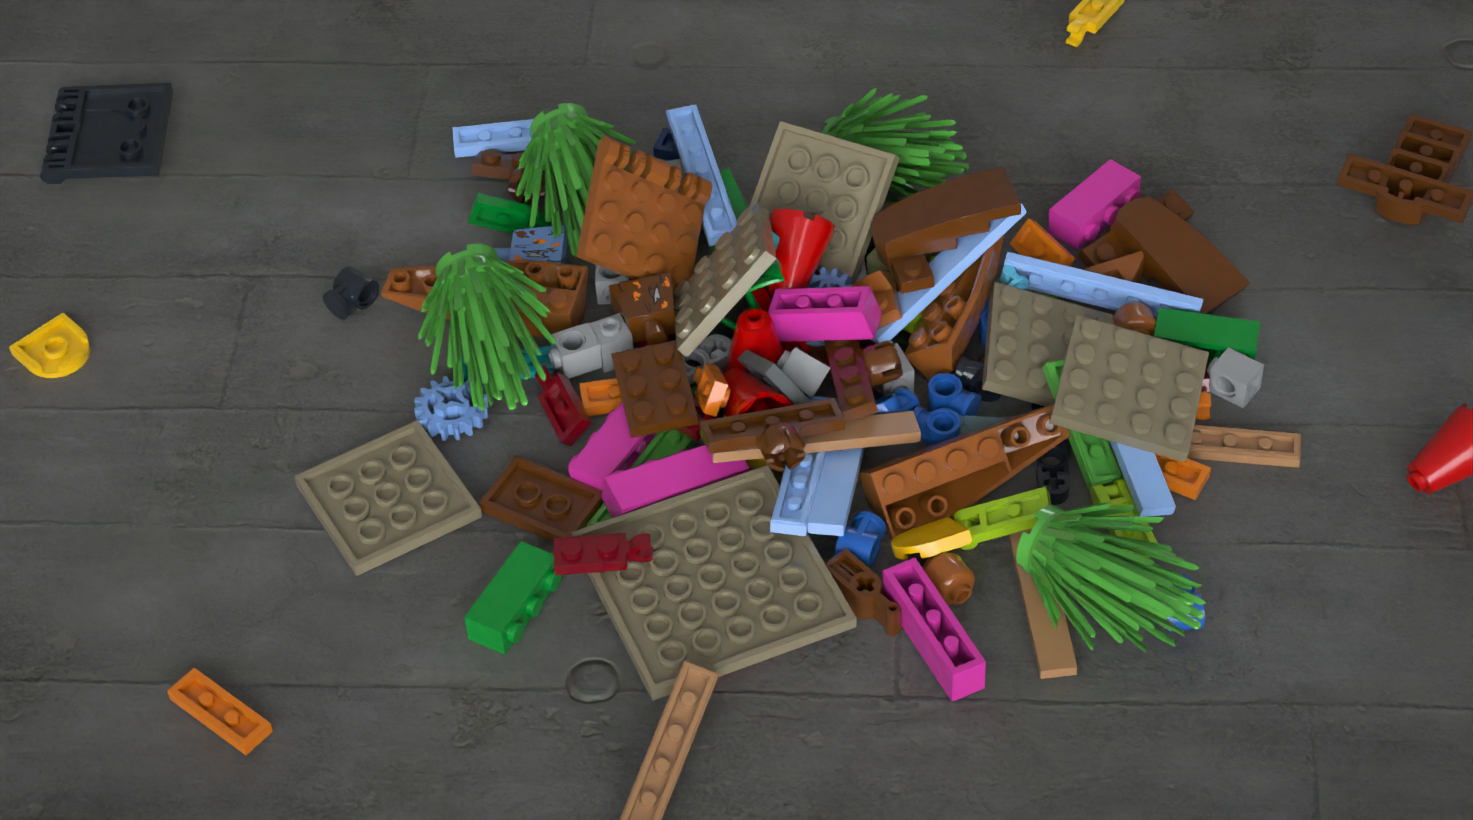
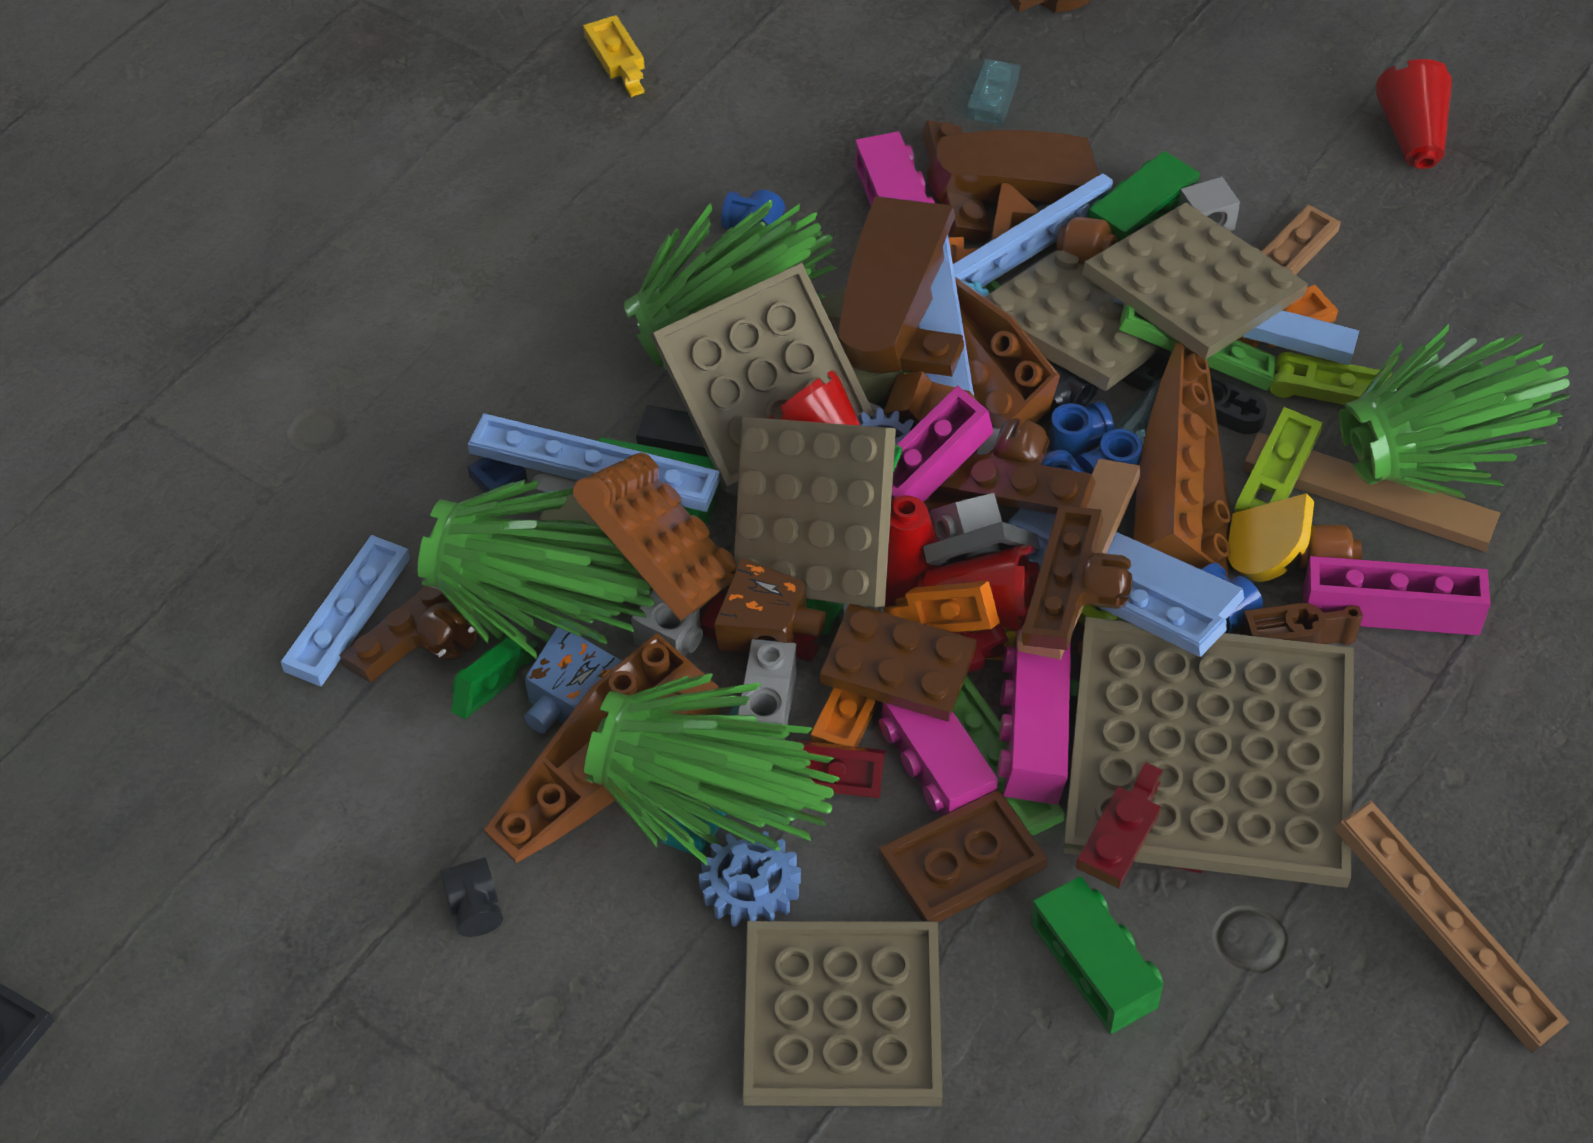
camera: 60 degrees left, 5 degrees up
(1001, 147) = (737, 208): none -> blue piece
(1252, 215) = (993, 91): none -> clear light blue plate

